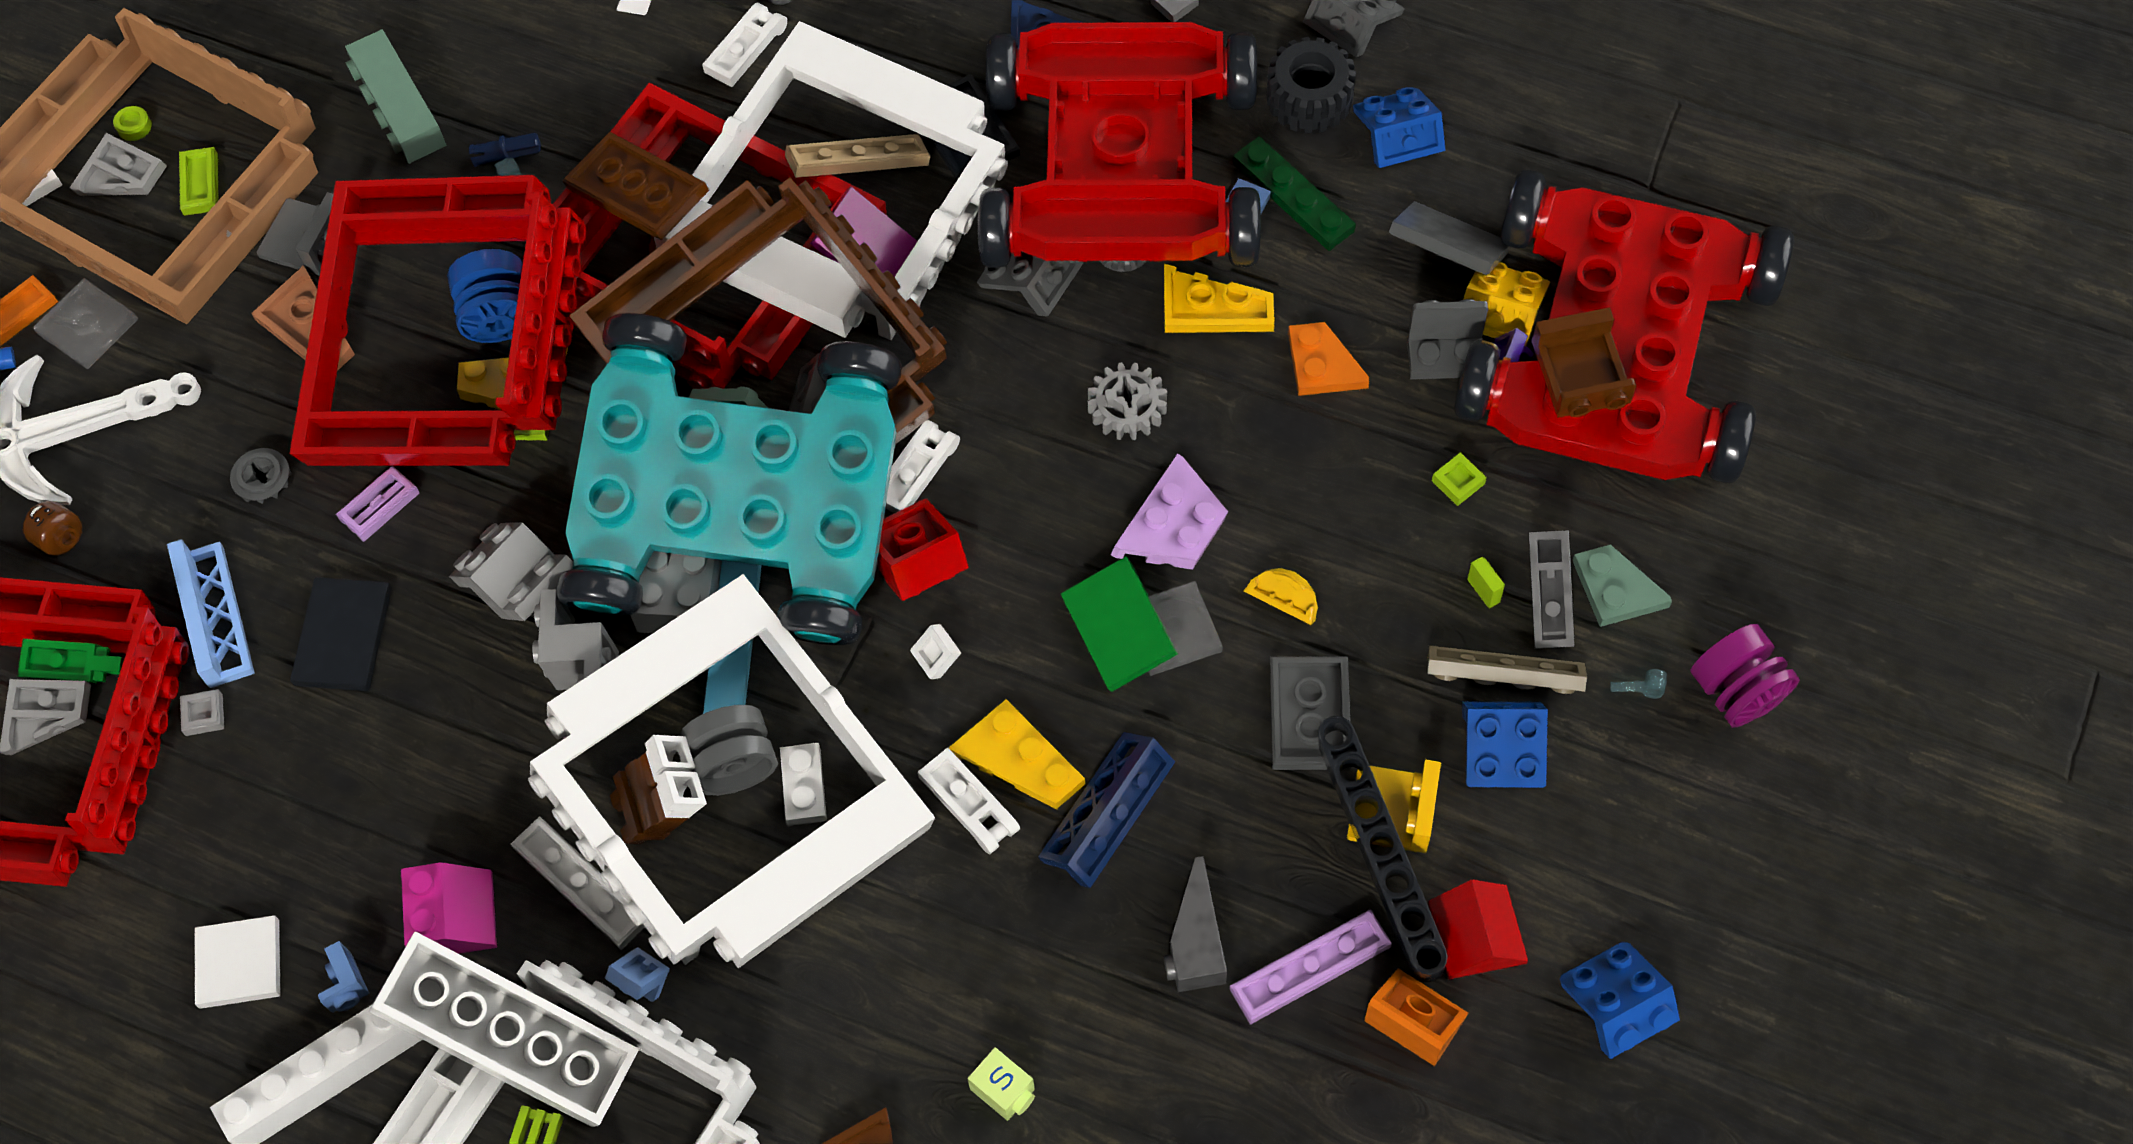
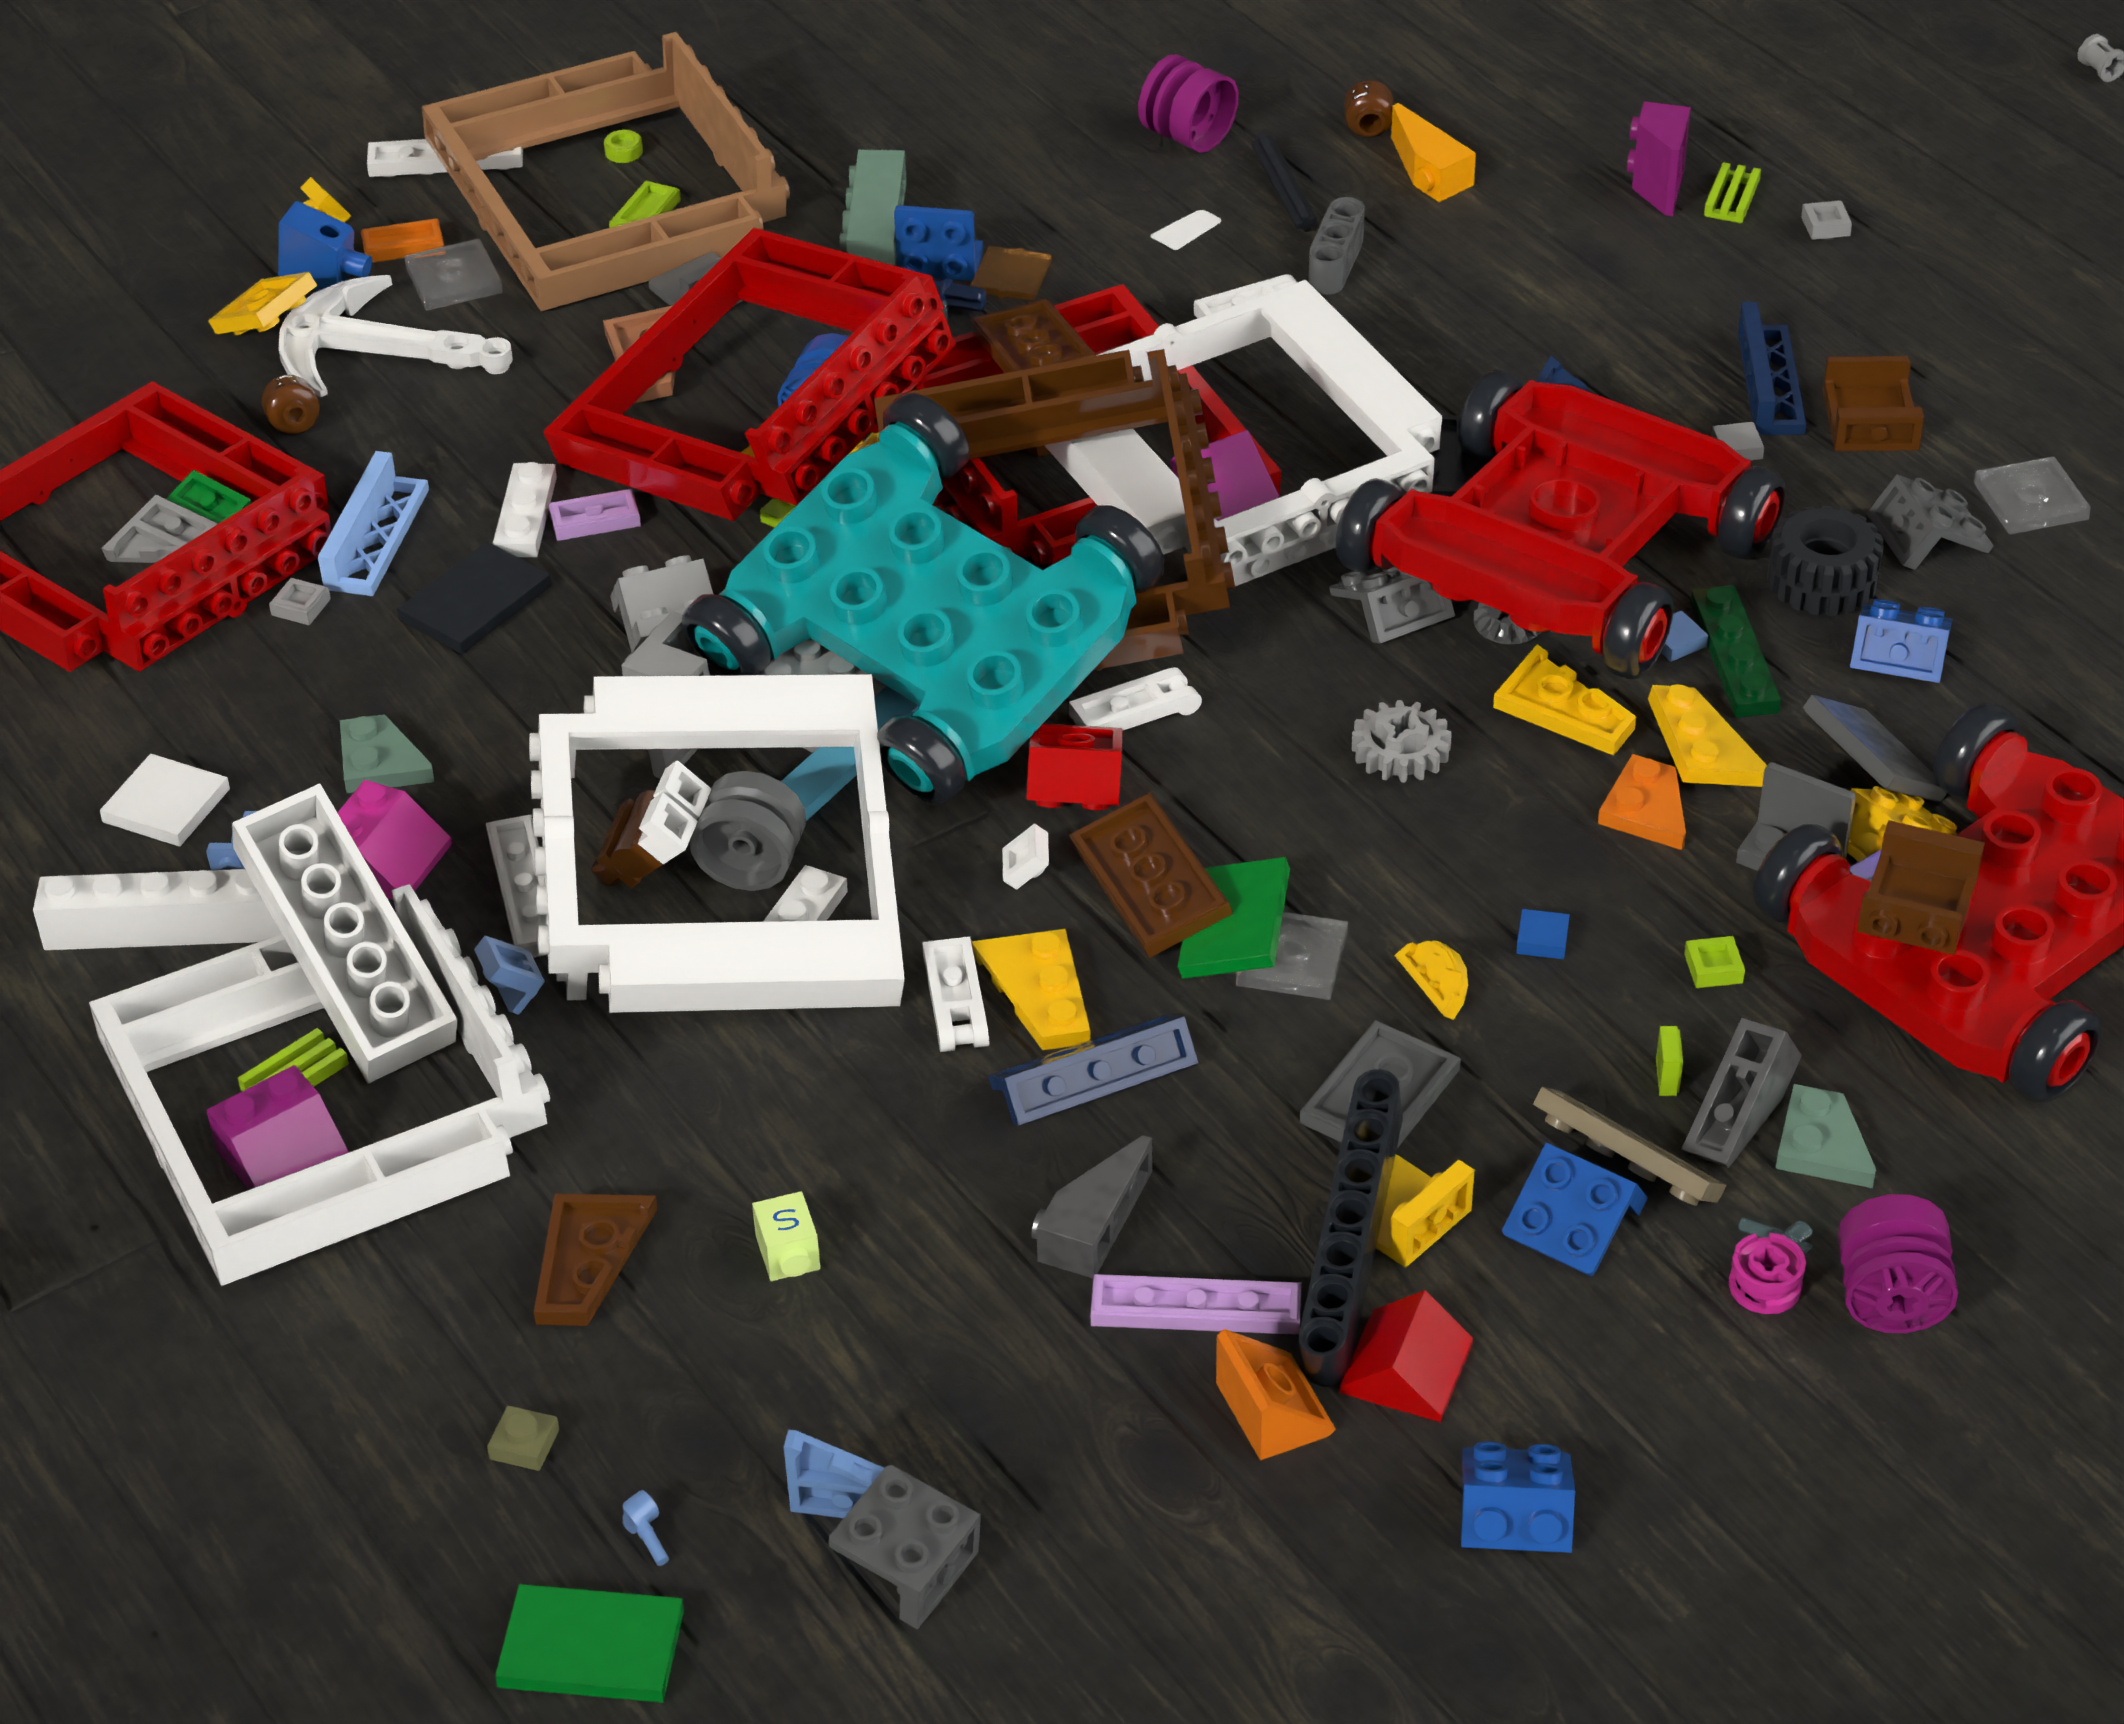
camera: 30 degrees right, 20 degrees down
(118, 170) = (578, 172): light grey wing -> none
(244, 478) = (491, 443): dark grey gear -> none
(319, 527) = (525, 508): none -> white plate
(377, 824) = (380, 753): none -> sand green wing
(469, 109) = (937, 242): none -> blue bracket
(535, 99) = (1012, 272): none -> clear orange piece
(857, 155) = (1285, 425): tan tile -> none
(1034, 618) = (1150, 875): none -> reddish brown tile
(1174, 520) = (1364, 857): lavender wing -> none
(1325, 287) = (1702, 741): none -> yellow wing
(1329, 516) = (1543, 934): none -> blue tile
(1658, 721) = (1768, 1272): none -> dark pink wheel

